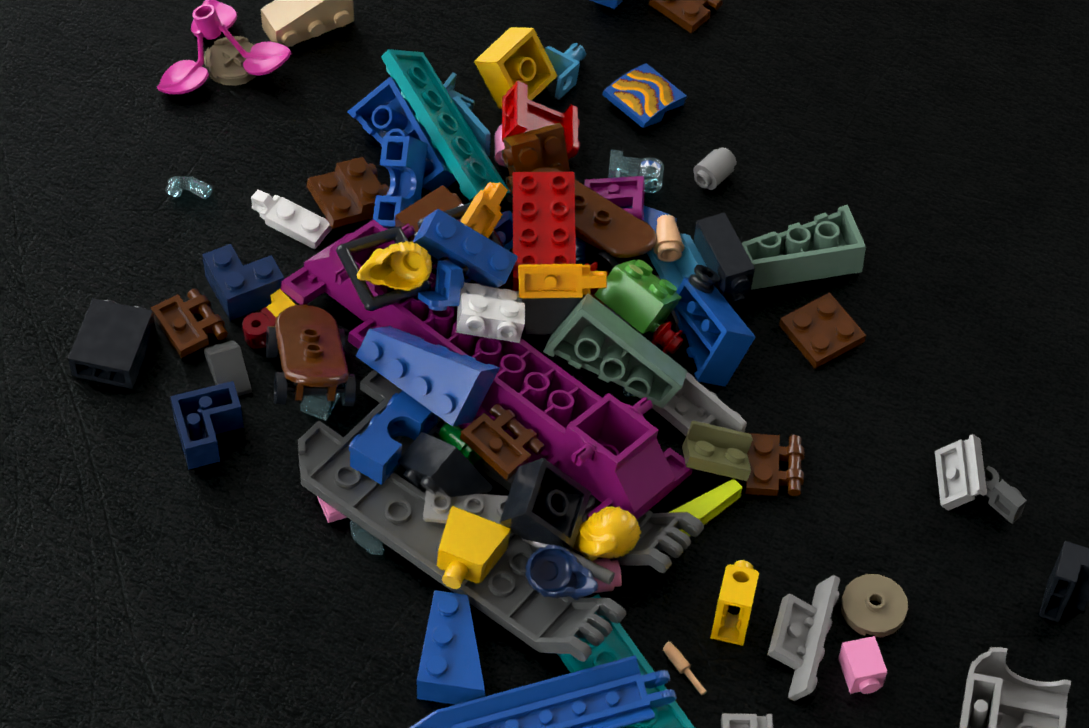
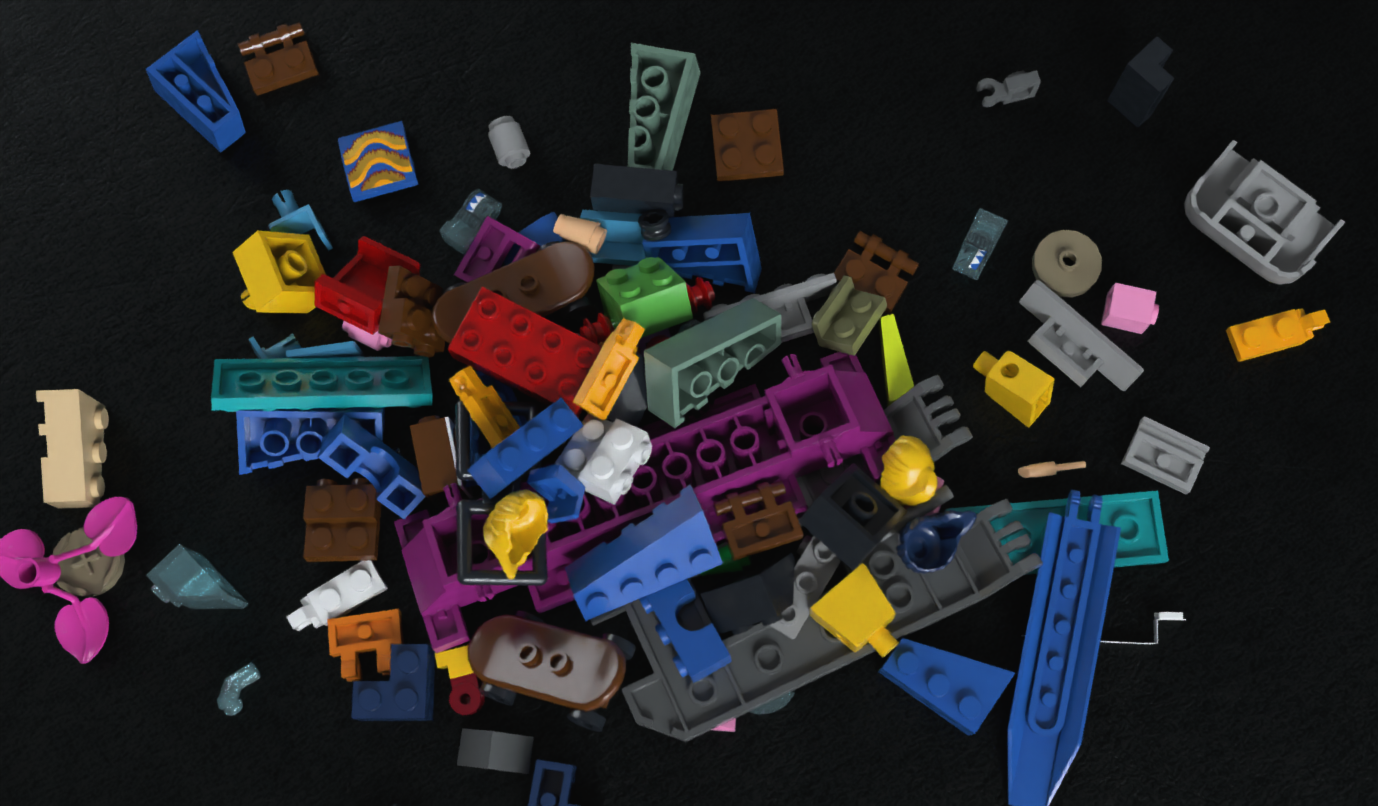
camera: 55 degrees left, 20 degrees up
(182, 328) = (417, 777): reddish brown plate -> none
(252, 119) = (193, 581): none -> clear light blue slope
(267, 240) = (364, 634): none -> orange plate
(845, 528) = (979, 243): none -> clear light blue leg
(960, 472) = (972, 110): light grey plate -> none

